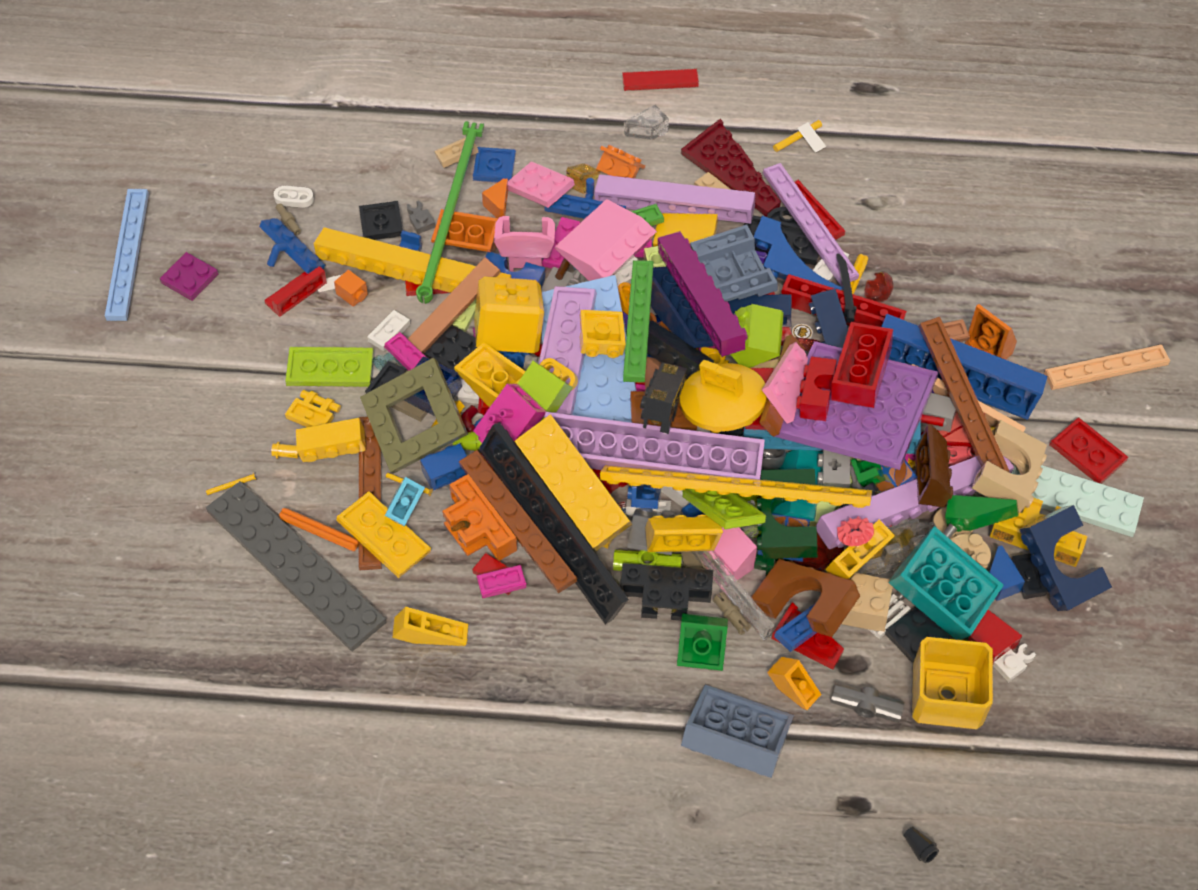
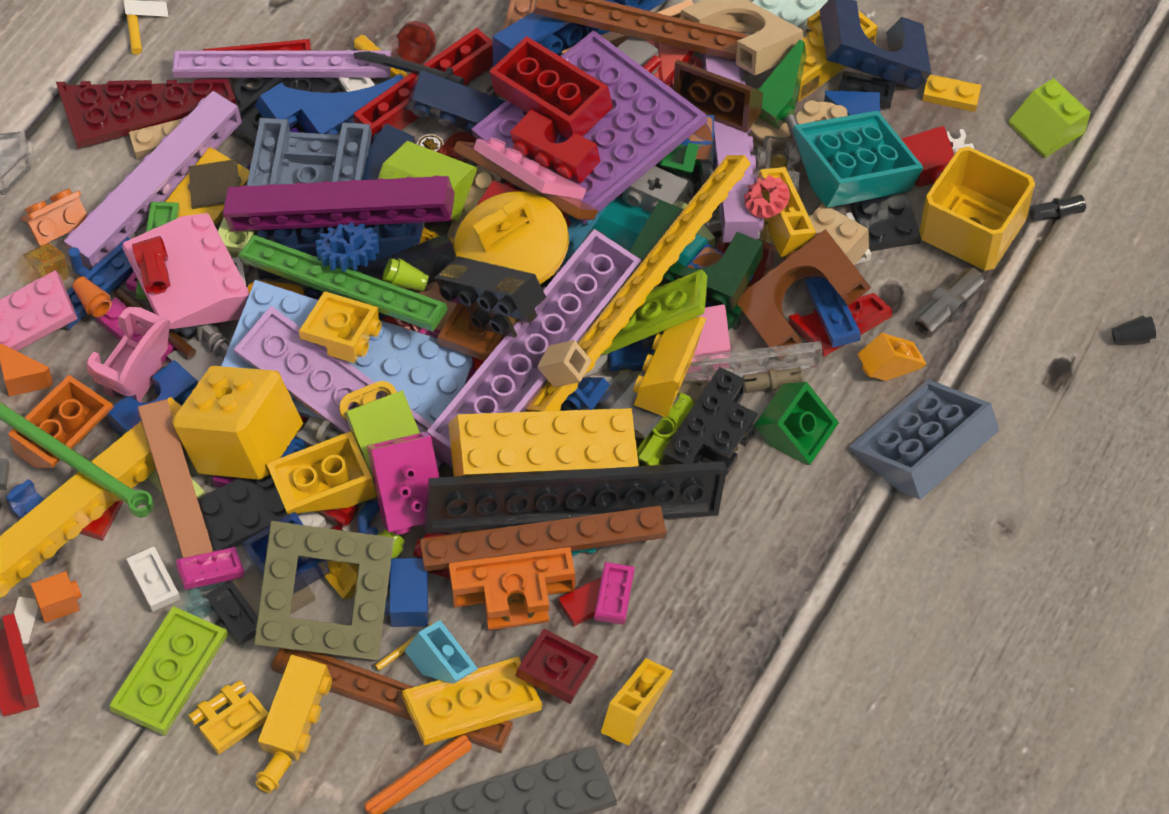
camera: 65 degrees left, 0 degrees up
(430, 571) = (556, 666): none -> dark red plate
(565, 208) = (92, 297): none -> orange cone
(597, 213) = (151, 260): none -> red piece
(637, 464) = (564, 363): none -> tan brick
(660, 348) = (404, 275): none -> lime cone
(665, 309) = (347, 246): none -> blue gear
(692, 227) = (211, 181): none -> clear smoke piece
(1004, 748) = (1057, 208): none -> black axle
(1068, 635) = (952, 93): none -> yellow plate
(1085, 711) = (1050, 118): none -> lime slope

